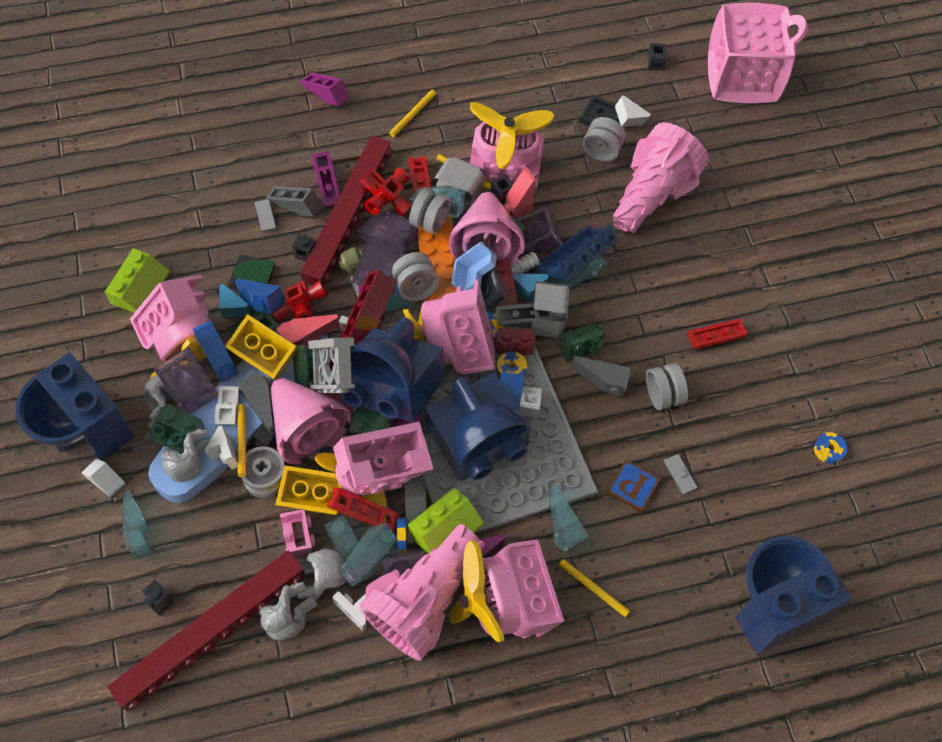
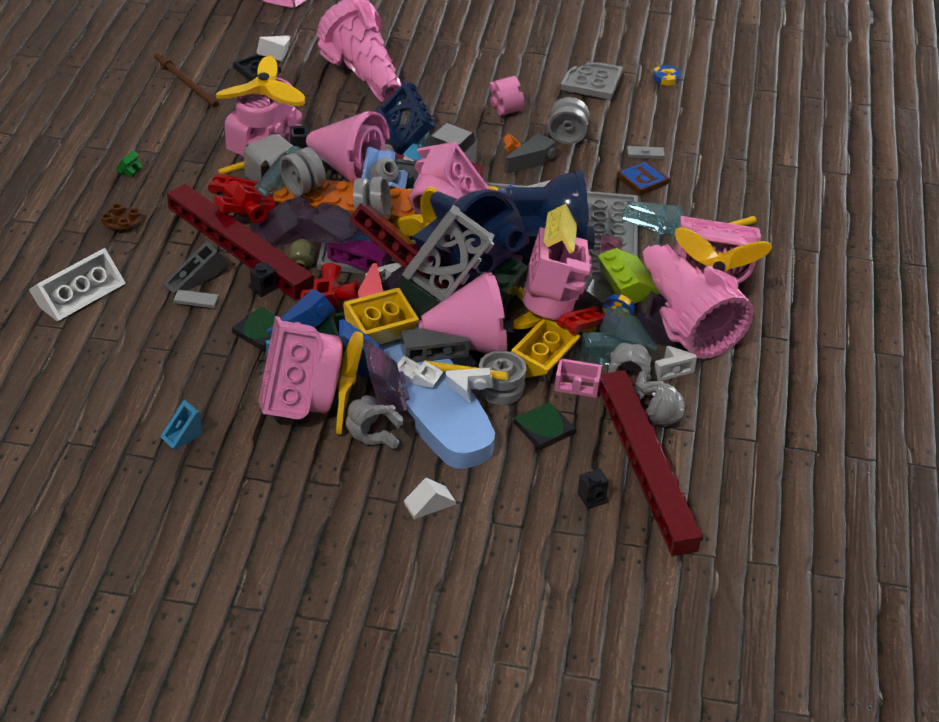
camera: 65 degrees left, 20 degrees down
(68, 406) = (357, 466): dark blue piece -> none
(106, 273) = (183, 426): none -> dark azure slope
(134, 527) = (503, 486): clear light blue slope -> none
(135, 280) = (217, 415): lime slope -> none
(171, 428) = (426, 405): clear green slope -> none
(188, 464) = (473, 409): light grey hair -> none
(228, 529) = (544, 425): none -> dark green tile
(237, 135) = (77, 285): none -> white slope
(325, 178) = (181, 239): magenta slope -> none
(326, 87) = (75, 207): magenta slope -> none
(335, 121) = (120, 217): none -> reddish brown dish
(404, 92) = (128, 163): none -> green tile
(412, 114) = (154, 169): yellow bar -> none
(418, 441) = (560, 227): none -> light yellow panel
(470, 269) = (384, 167): none -> light grey head
(489, 495) = (609, 242): none -> clear pink tile
(521, 195) = (318, 111): coral slope -> none
(559, 54) = (168, 65): none -> reddish brown bar
(581, 341) = (493, 149): clear green slope -> none
(604, 139) = (296, 66): light grey wheel -> none
(608, 353) = (511, 143): none -> orange plate
(657, 56) = (224, 14): black brick -> none
(675, 319) = (506, 96): none -> bright pink brick
(717, 334) = (531, 86): red plate -> none
(768, 383) = (593, 80): none -> light grey plate
(789, 591) = (791, 120): dark blue piece -> none

